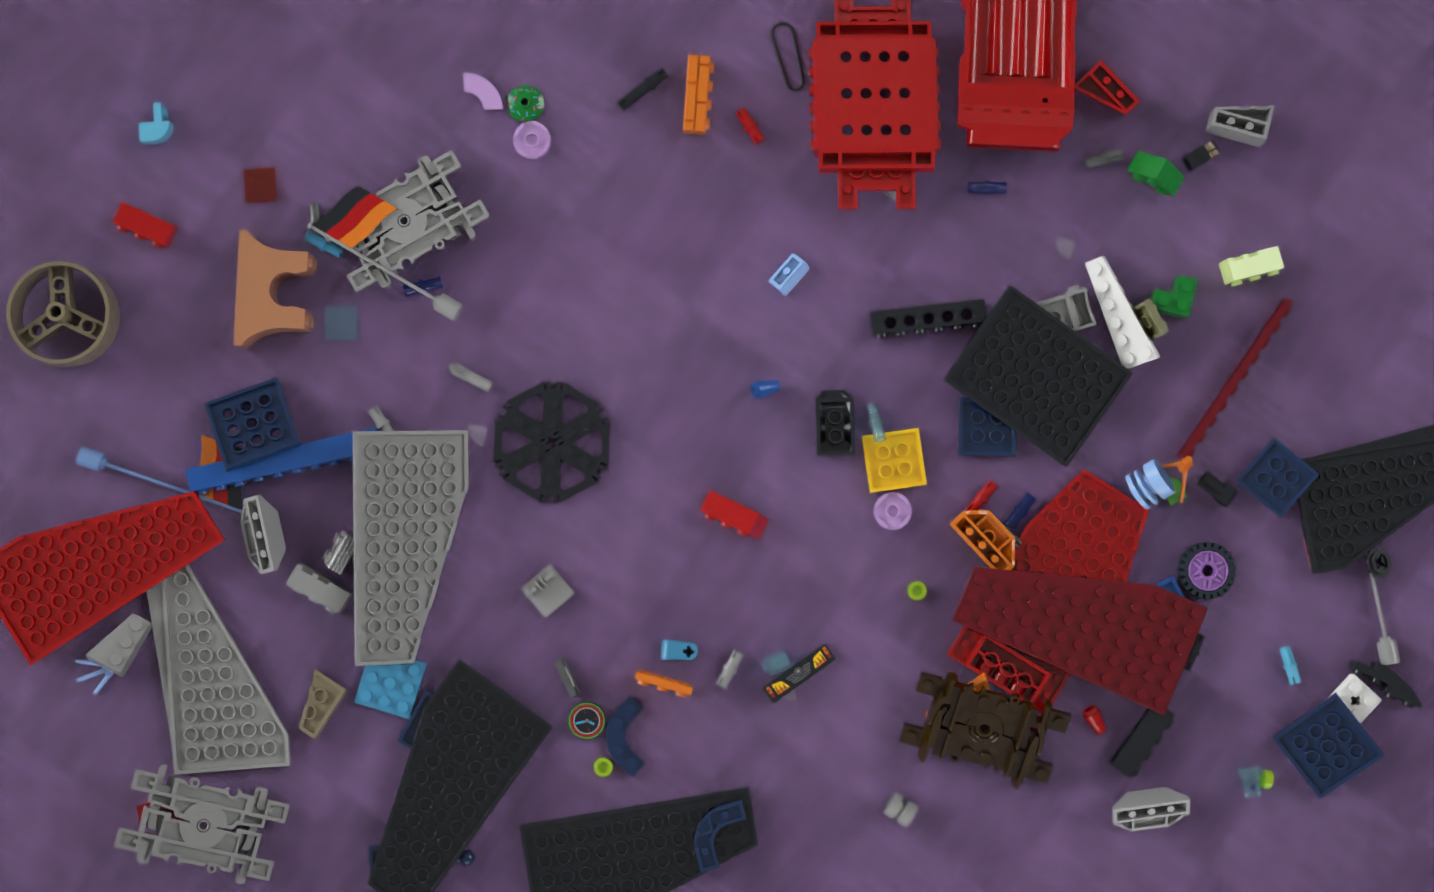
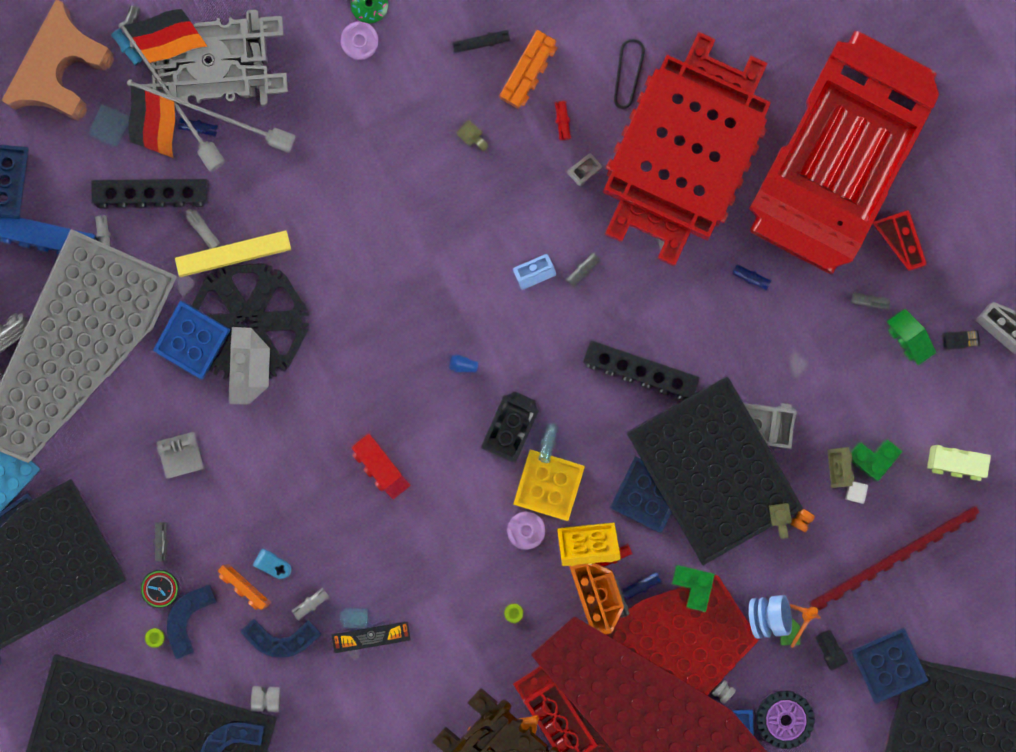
camera: 30 degrees right, 0 degrees up
(361, 382) = (100, 191): none -> black brick
(380, 297) = (154, 121): none -> flag
(509, 386) = (233, 253): none -> light yellow tile
(509, 481) = (191, 340): none -> blue plate
(572, 481) = (247, 366): none -> light grey wedge
(673, 177) = (471, 135): none -> olive plate
(720, 721) = (277, 646): none -> dark blue plate
(730, 774) = (265, 699): none -> light grey wheel
(791, 161) = (584, 169): none -> light grey slope
(832, 251) = (583, 269): none -> dark grey pin
(956, 496) = (588, 544): none -> yellow plate
(1071, 484) = (699, 584): none -> green brick
(1116, 390) = (780, 516): none -> olive plate
(1125, 328) = (816, 465): white wing -> none
(1136, 384) = (802, 520): none -> orange wheel
(1139, 571) = (723, 691): none -> light grey wheel
(1173, 337) = (856, 492): none -> white slope

